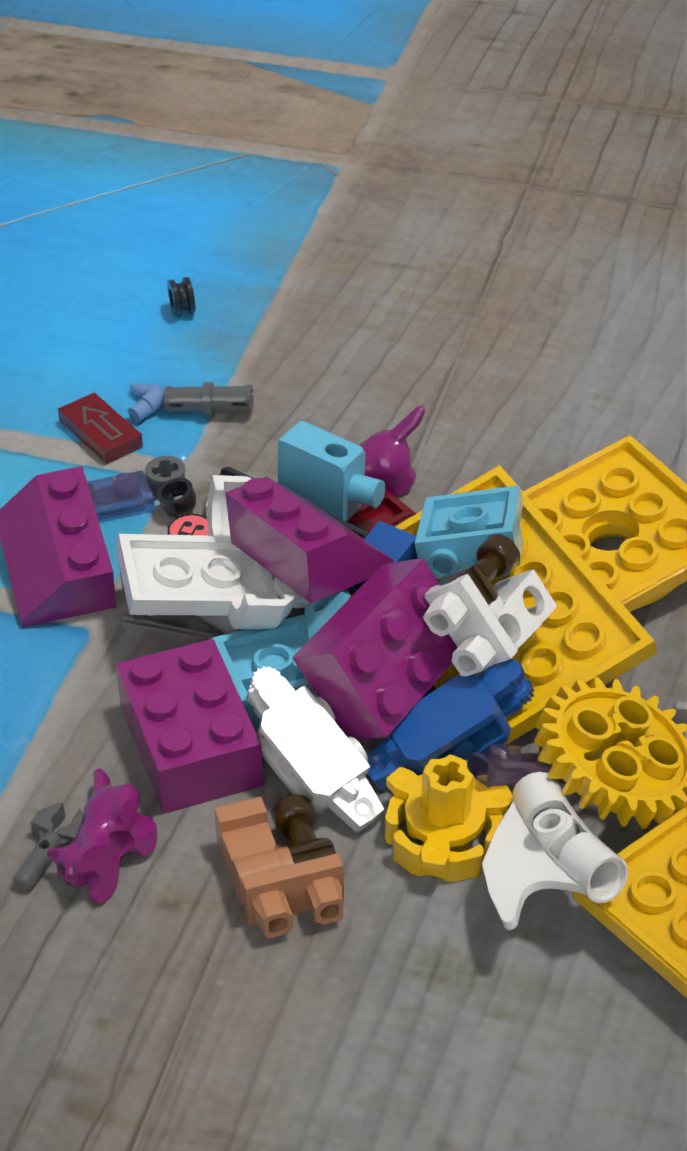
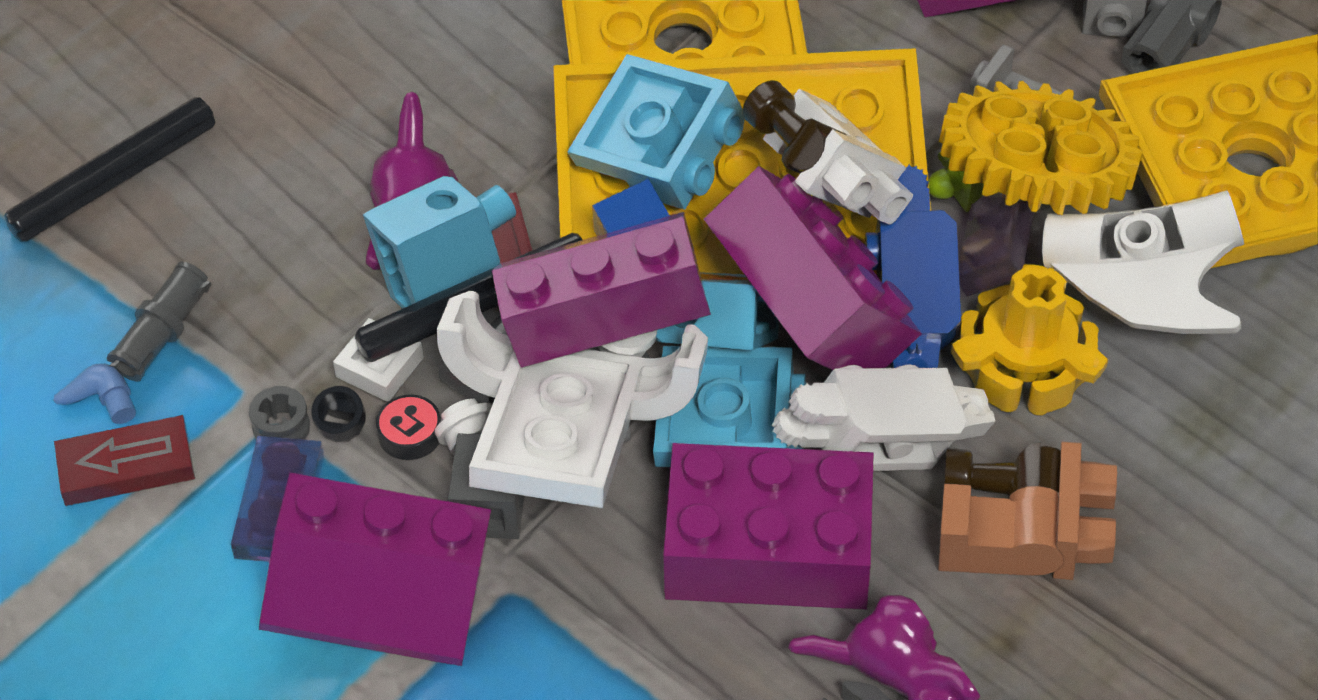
camera: 65 degrees left, 10 degrees up
(321, 339) = (109, 169): none -> black axle

